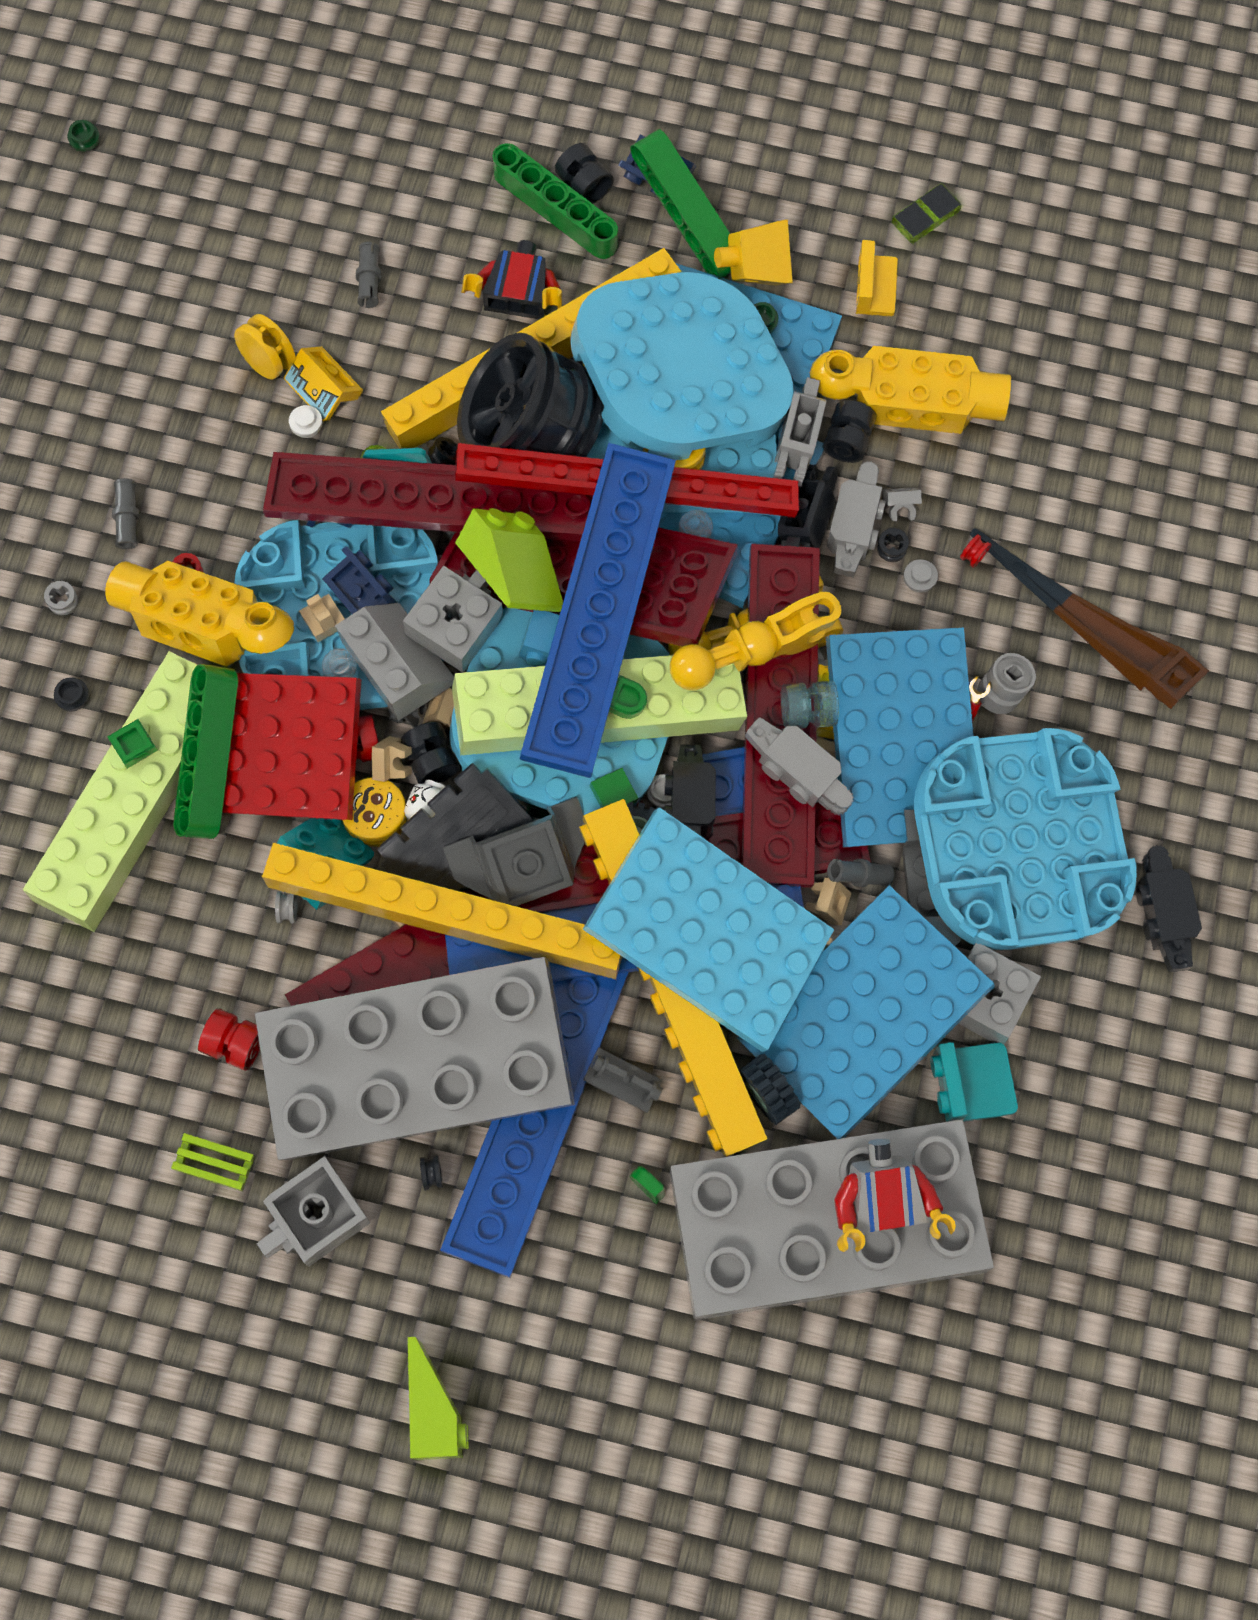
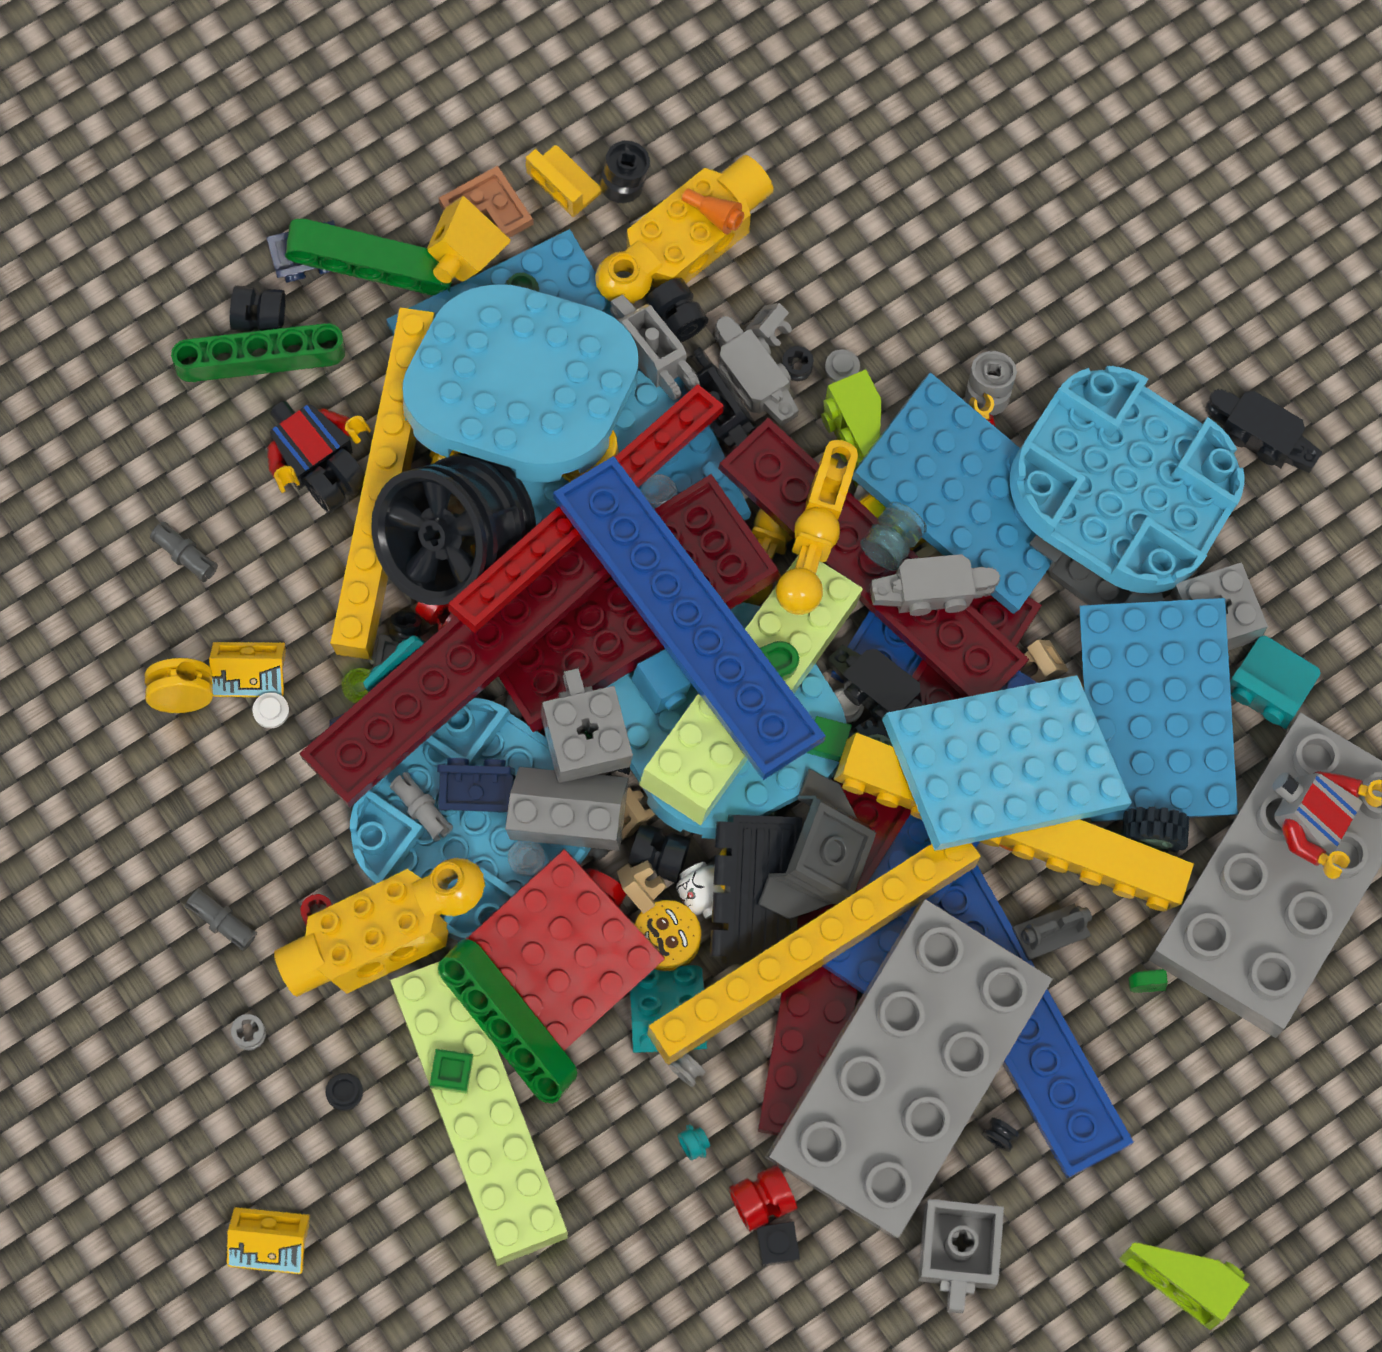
camera: 50 degrees left, 0 degrees up
(183, 1152) = (873, 1278): lime tile -> none
(211, 1081) = (778, 1244): none -> black plate
(235, 958) = (694, 1142): none -> teal plate
(315, 566) = (421, 806): none -> light grey pin
(321, 616) = (470, 837): tan tile -> none
(503, 320) = (344, 471): none -> black wheel
(511, 558) = (584, 646): lime slope -> none
(815, 250) = (496, 199): none -> nougat plate
(860, 872) = (1046, 618): dark grey pin -> none
(886, 603) = (853, 413): none -> lime slope
(918, 311) = (624, 171): none -> black wheel
(926, 213) = (539, 90): black tile -> none
(945, 392) = (723, 213): none -> orange cone
(975, 551) = (860, 309): red bush -> none
(1136, 654) = (1052, 270): reddish brown plate -> none

